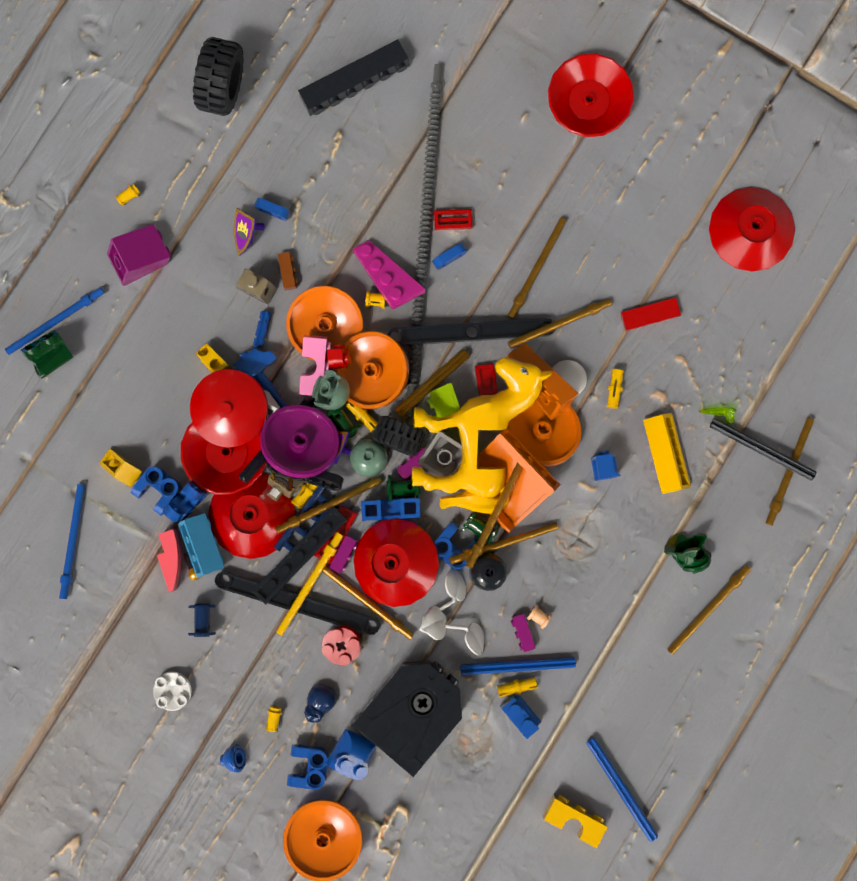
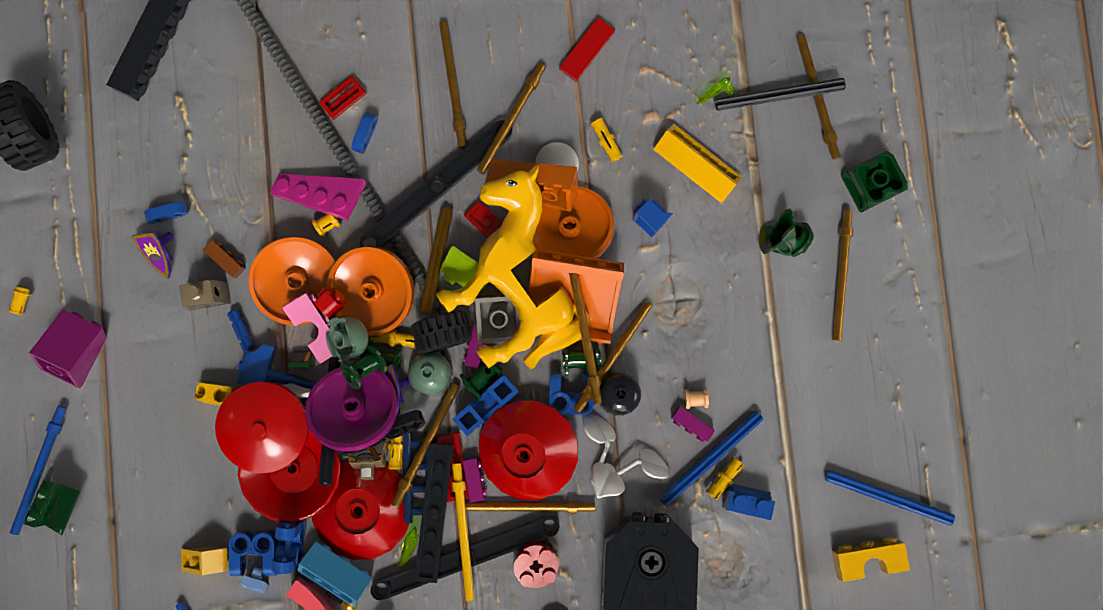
camera: 40 degrees left, 0 degrees up
(143, 509) = (255, 581): none -> light blue tile
(264, 565) = (408, 546): none -> clear neon green bar
(288, 381) = (301, 359): none -> slope
(328, 420) = (363, 367): none -> dark green hose
(782, 561) = (875, 181): none -> dark green piece

